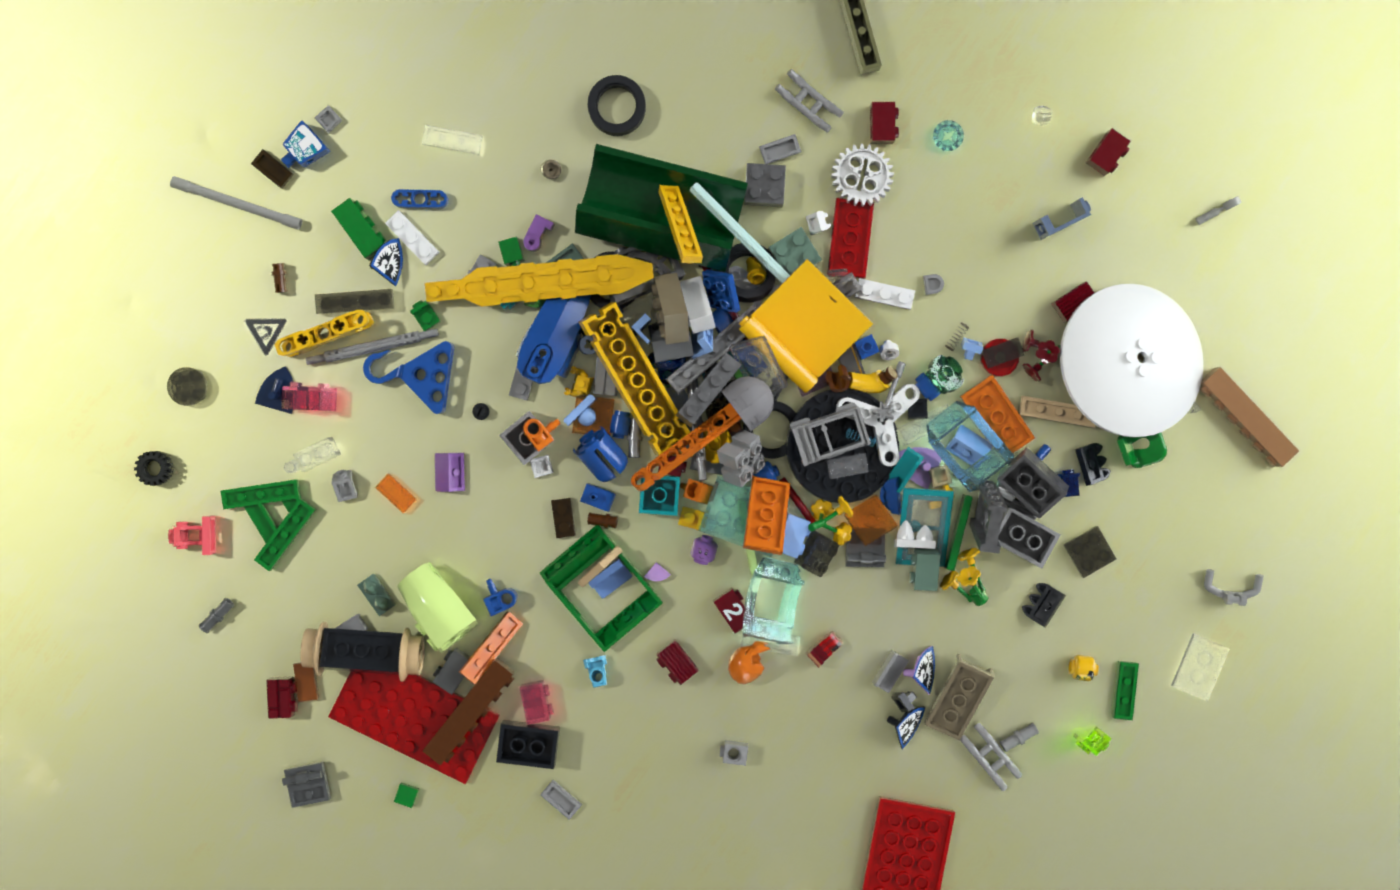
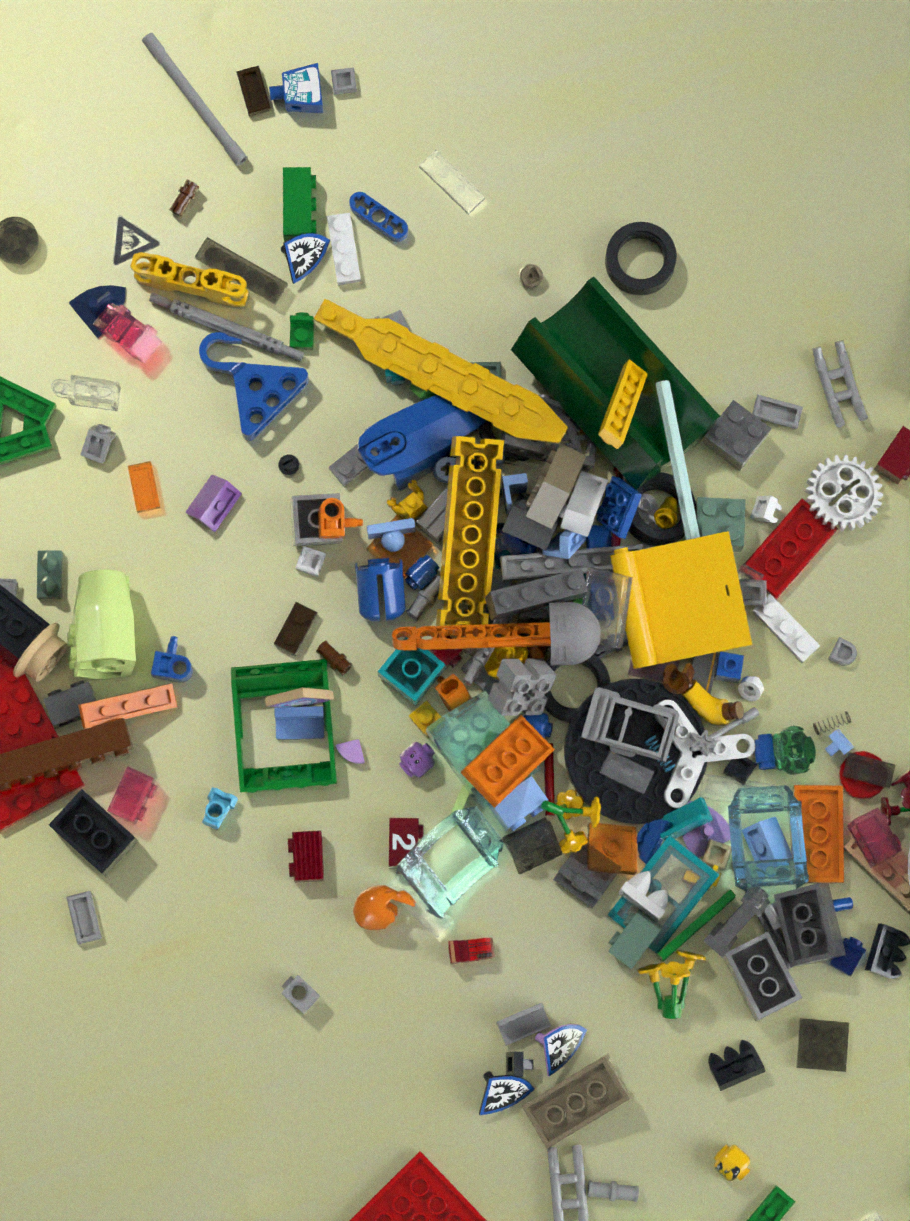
camera: 30 degrees right, 10 degrees down
(511, 251) = (434, 326): green brick -> none
(536, 232) = (471, 327): medium lavender leg -> none
(598, 497) = (345, 630): blue piece -> none
(1037, 395) = (875, 837): none -> clear pink brick

